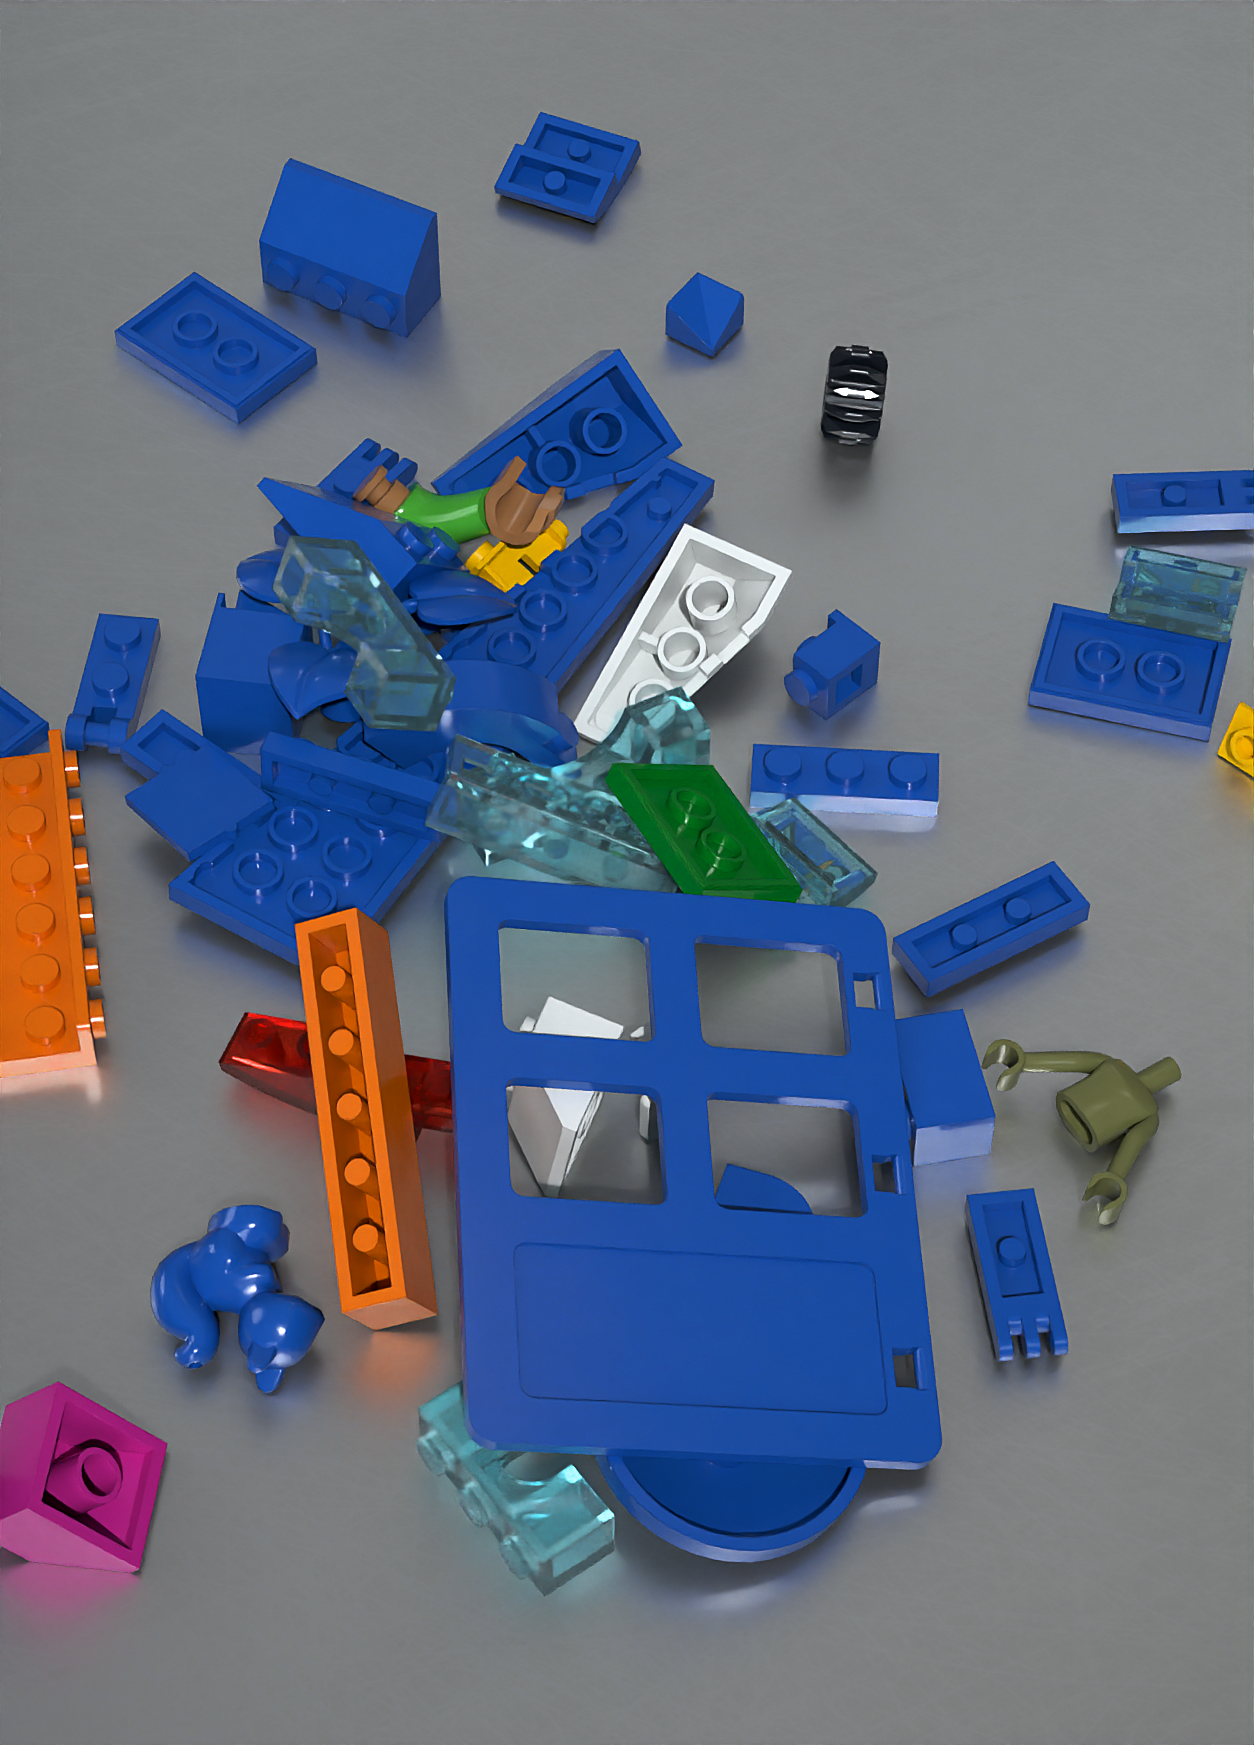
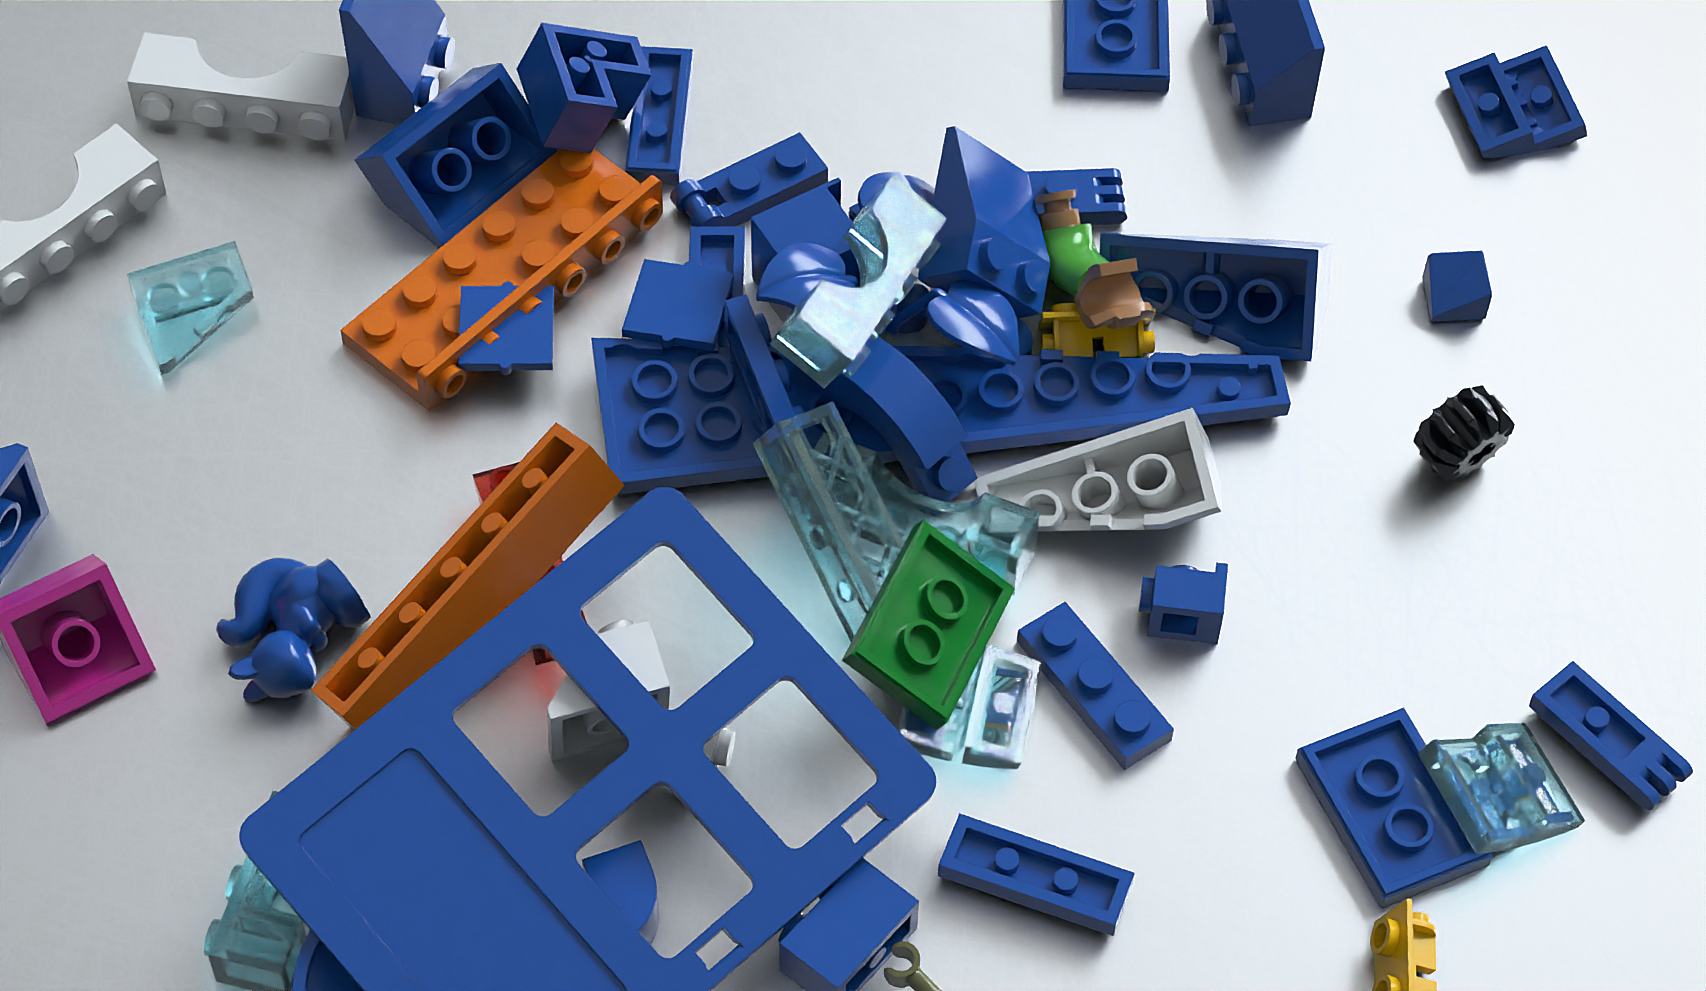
camera: 50 degrees right, 5 degrees up
(114, 930) = (523, 339): none -> blue piece

